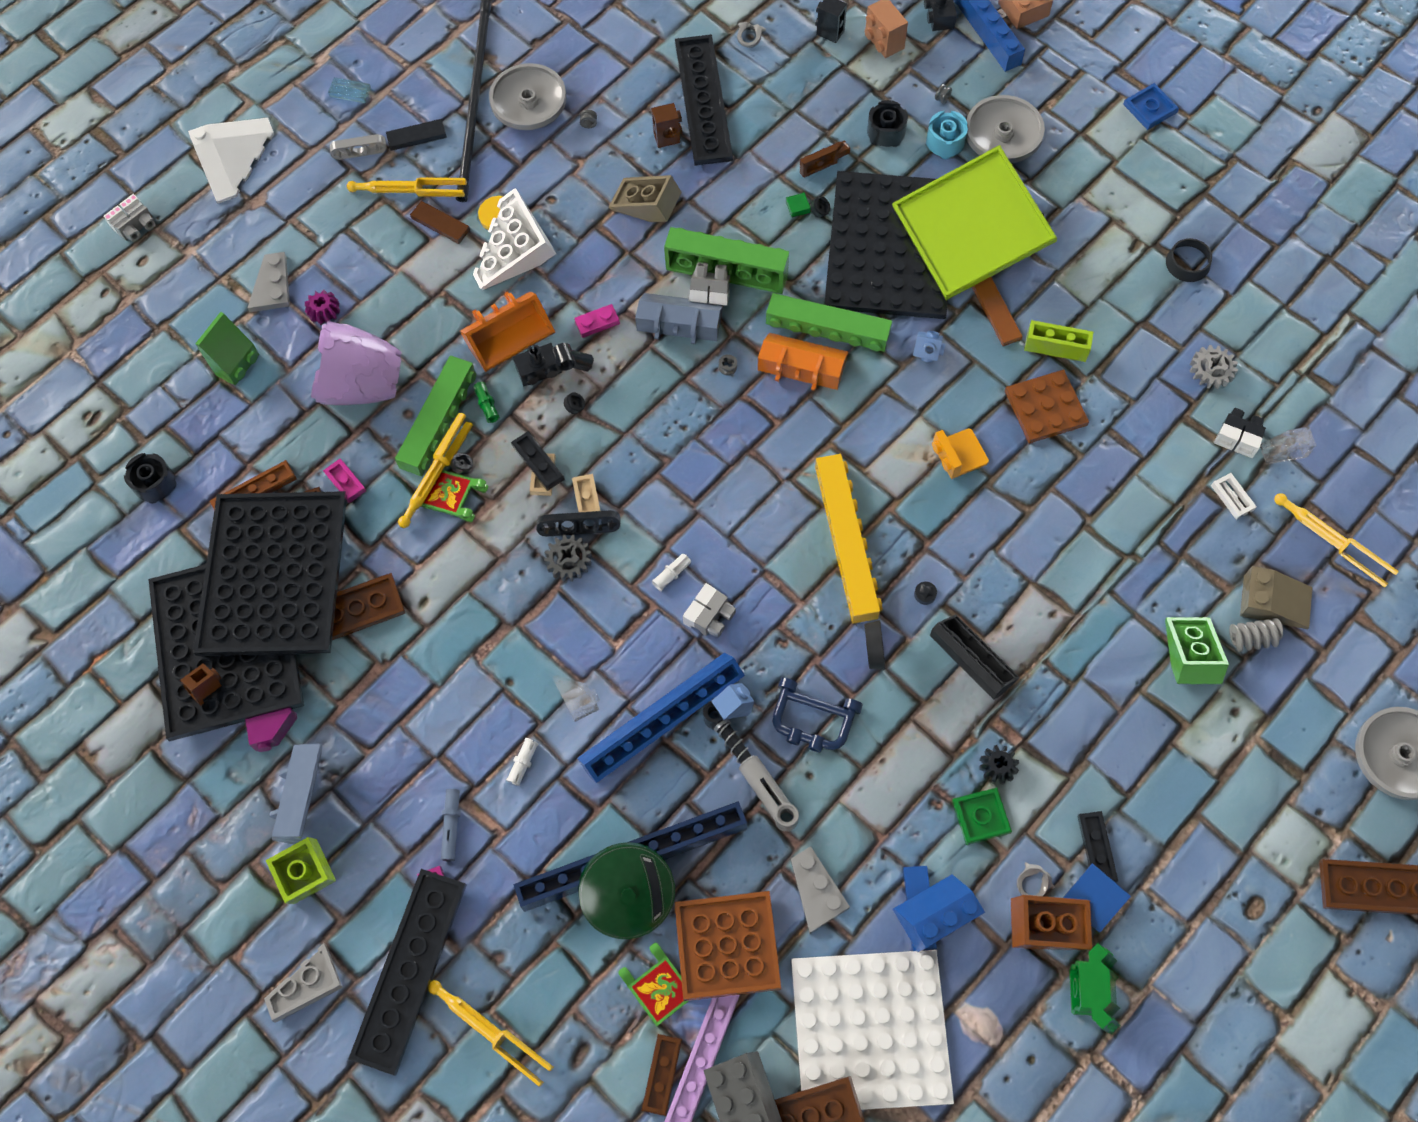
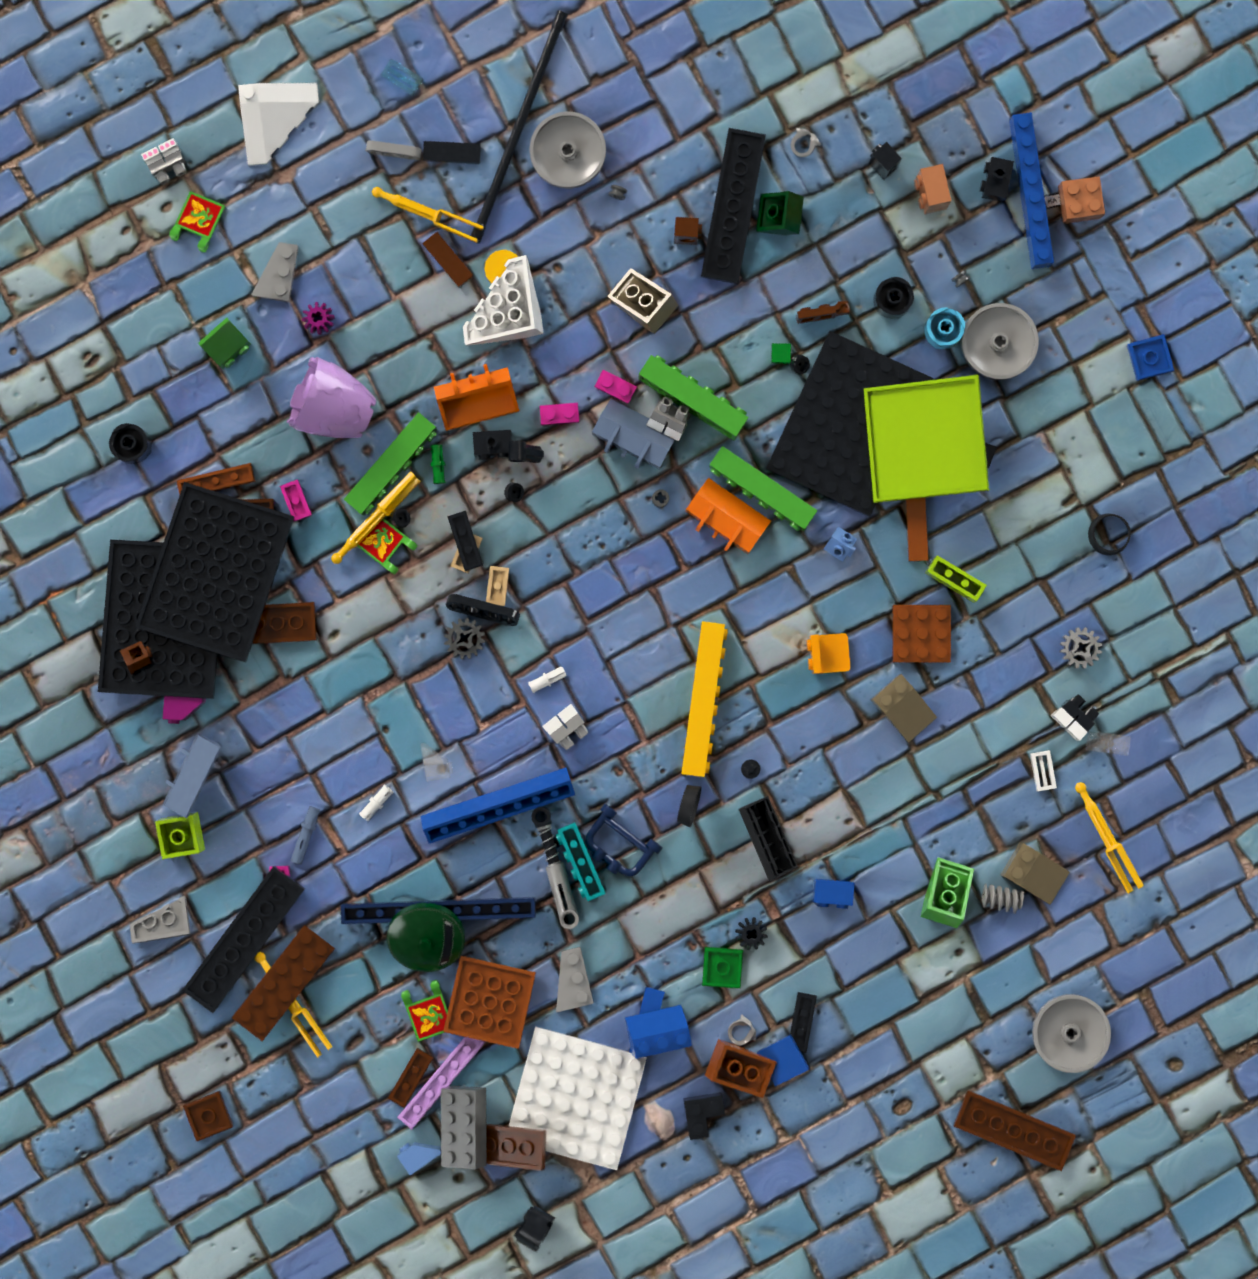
camera: 15 degrees right, 20 degrees up
(177, 258) = (198, 217): none -> flag
(470, 1008) = (283, 983): none -> reddish brown plate
(645, 280) = (615, 387): none -> dark pink plate
(734, 702) = (557, 816): medium blue slope -> none
(750, 90) = (780, 213): none -> dark green slope
(777, 746) = (583, 866): none -> teal brick
(1021, 994) = (700, 1108): none -> black brick
(1060, 479) = (903, 707): none -> dark tan slope
(1070, 690) = (833, 892): none -> blue brick
(1095, 988) = (753, 1128): green slope -> none

